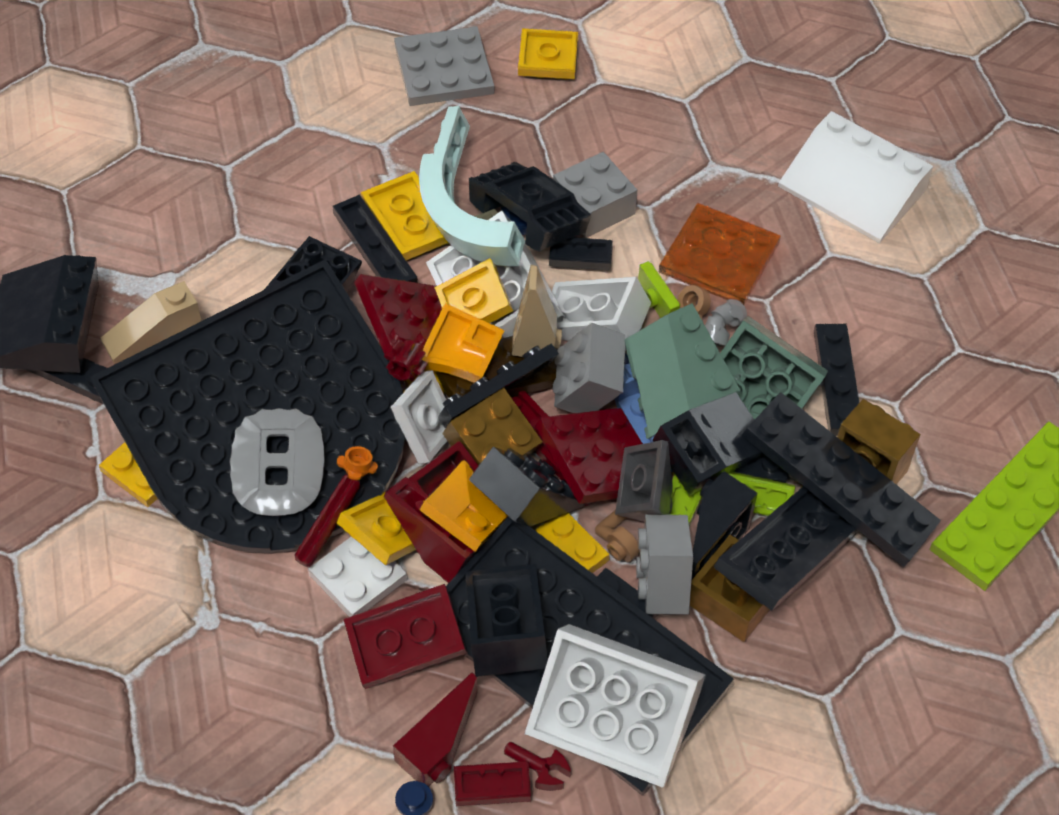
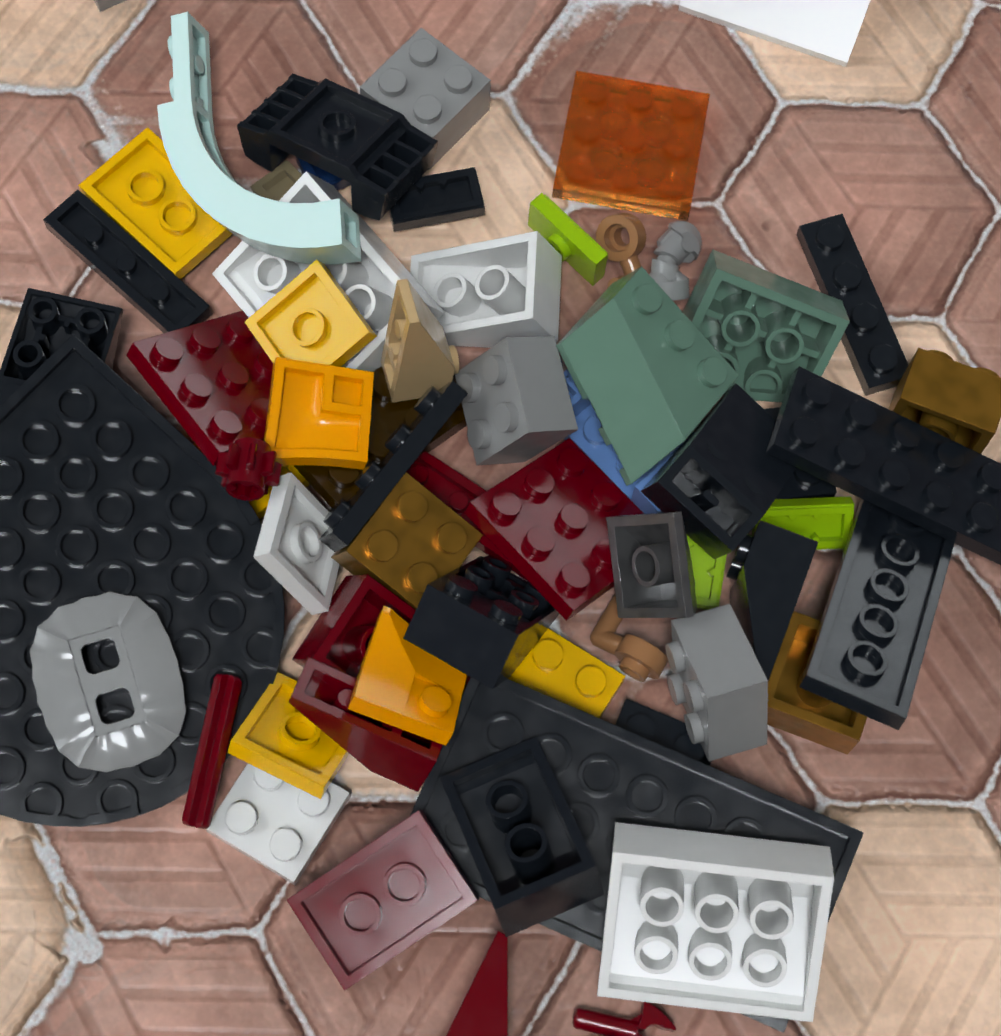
camera: 20 degrees left, 15 degrees up
(357, 462) = (228, 638): orange plate -> none

